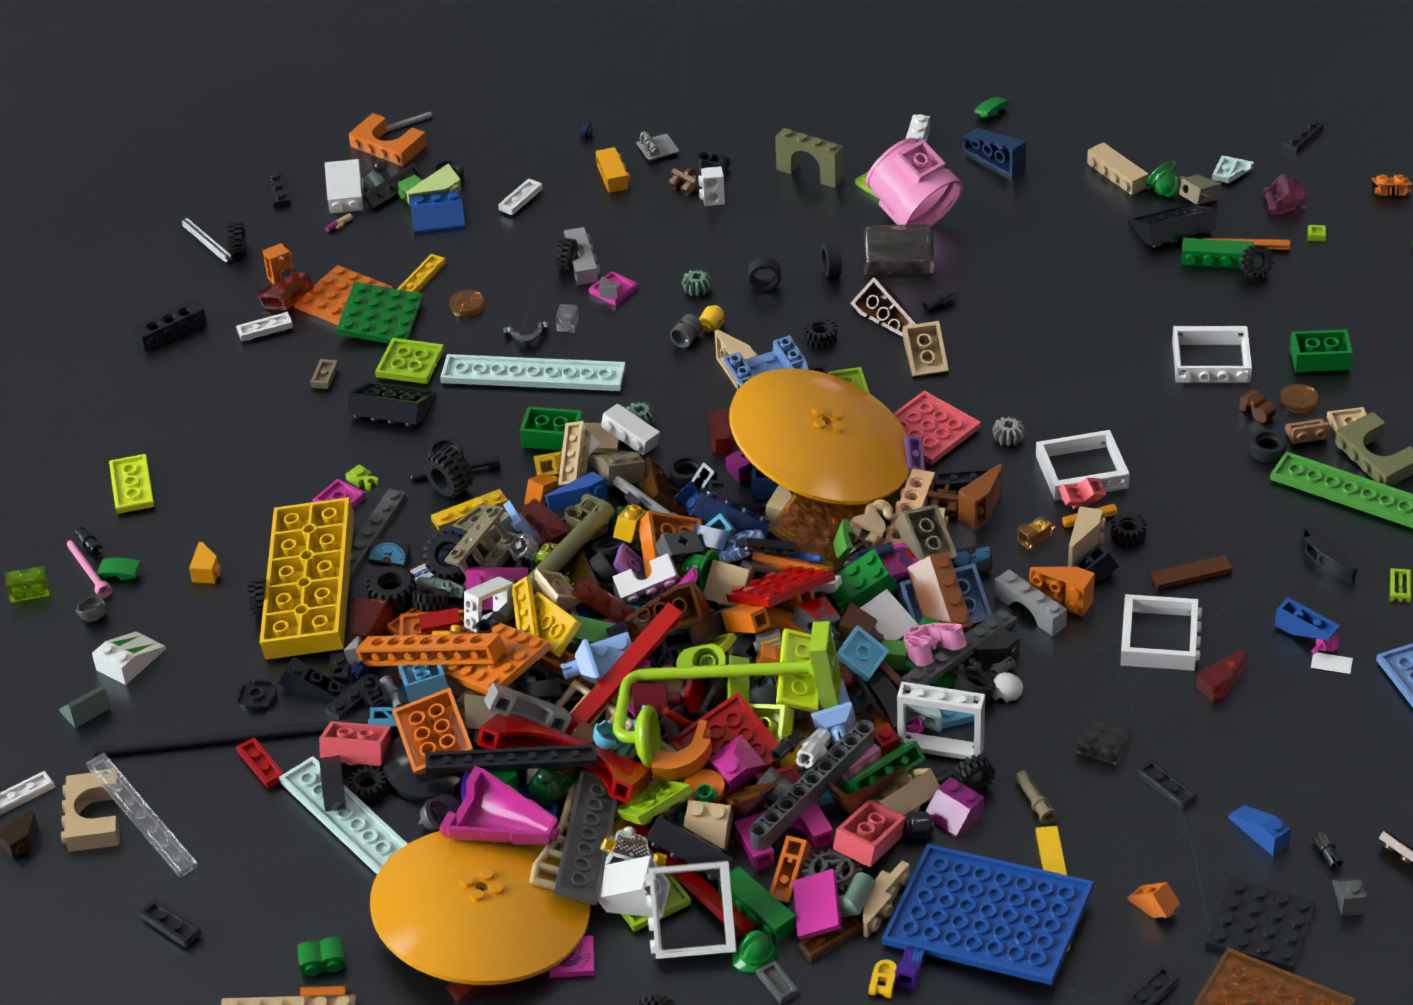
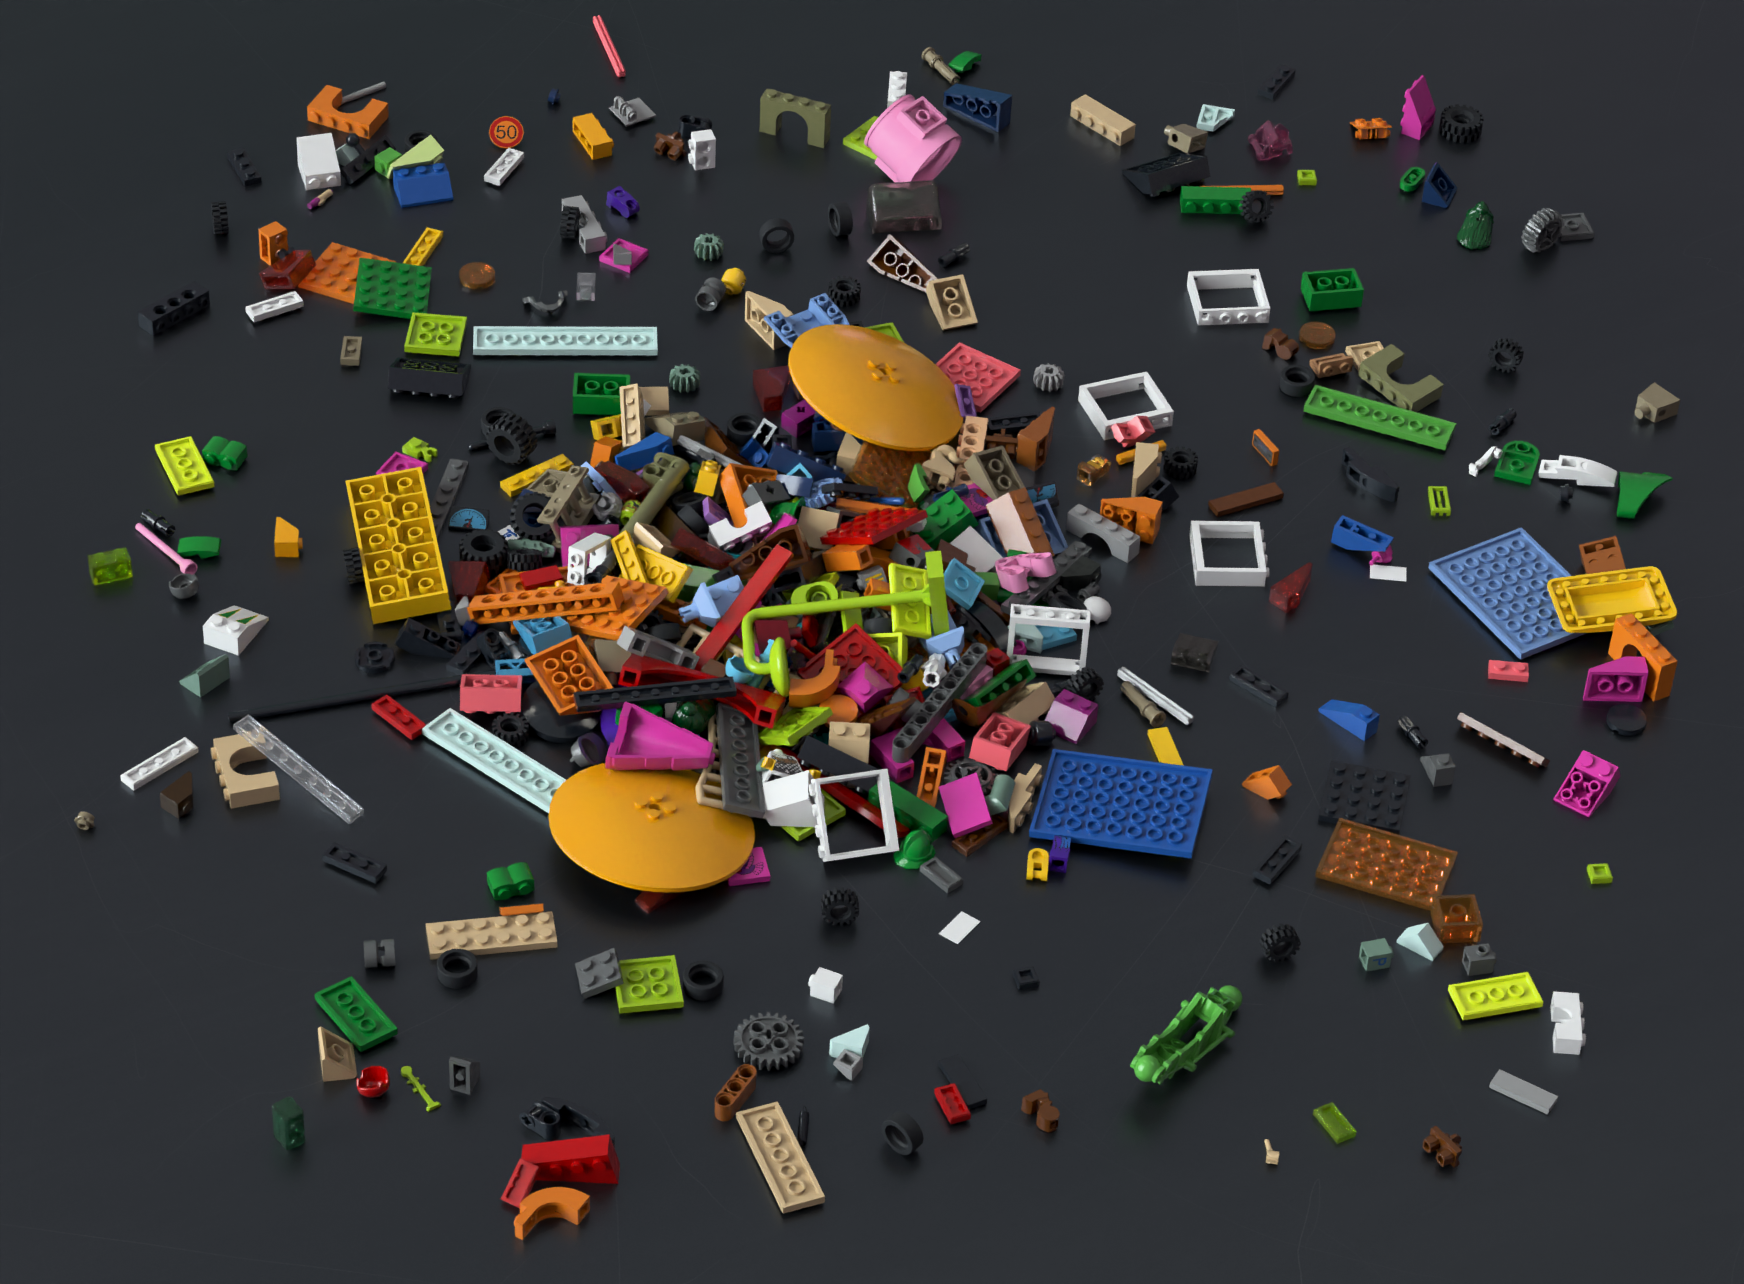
camera: 15 degrees left, 0 degrees up
(172, 472) = (224, 453): none -> green brick
(207, 240) = (185, 221): axle -> none
(332, 783) = (480, 729): black slope -> none
(530, 163) = (506, 132): none -> piece
(625, 237) = (622, 202): none -> dark purple leg
(630, 429) = (679, 390): white brick -> none
(651, 83) = (609, 46): none -> coral axle
(705, 789) = (842, 714): green plate -> none
(964, 107) = (936, 62): none -> dark tan pin
(1052, 789) = (1156, 696): none -> axle
(1164, 179) = (1152, 130): green piece -> none
(1221, 517) = (1265, 447): none -> tile

